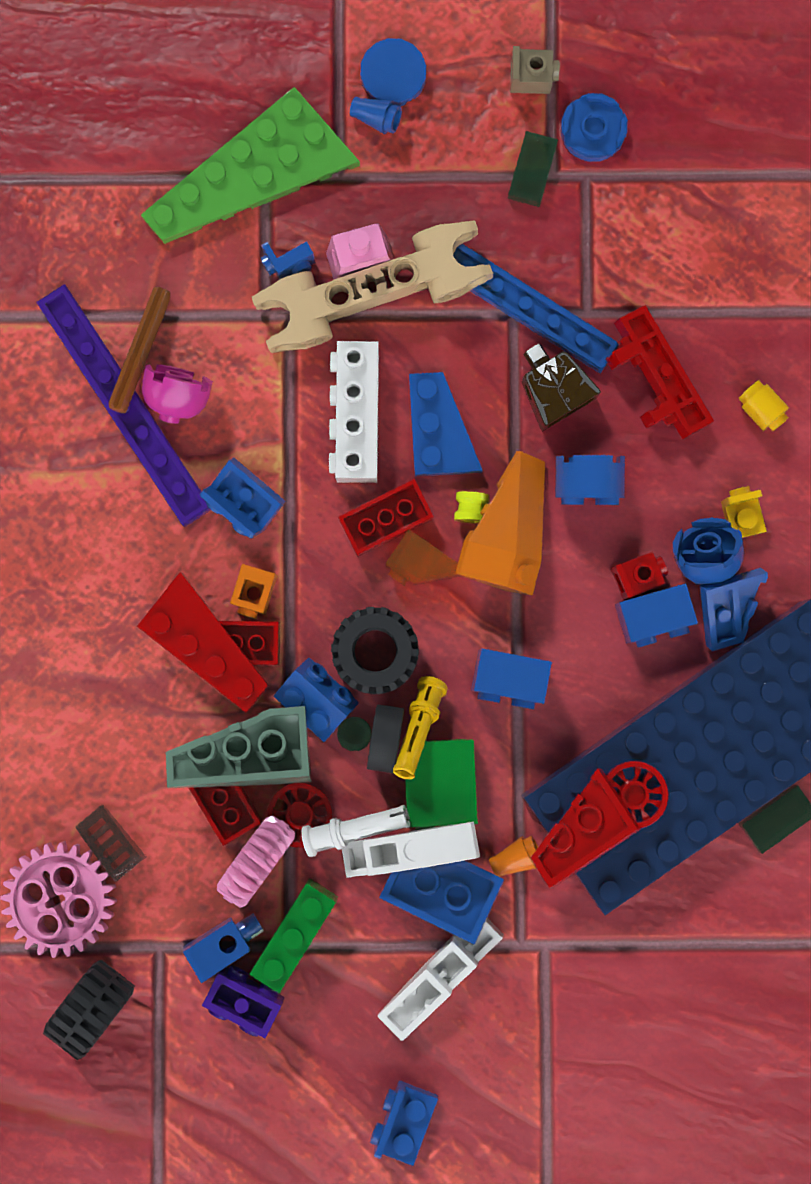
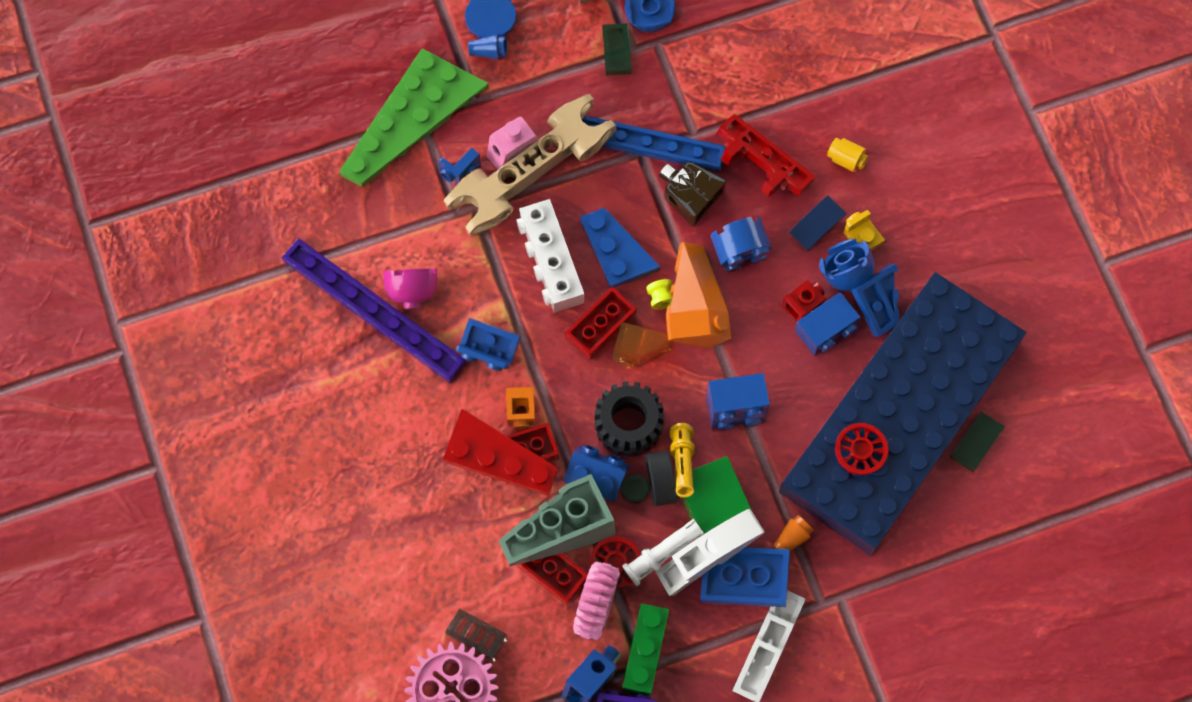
camera: 20 degrees left, 15 degrees down
(139, 350) = (372, 265): dark orange axle -> none
(586, 831) = (836, 486): red wing -> none
(693, 482) = (817, 222): none -> dark blue slope

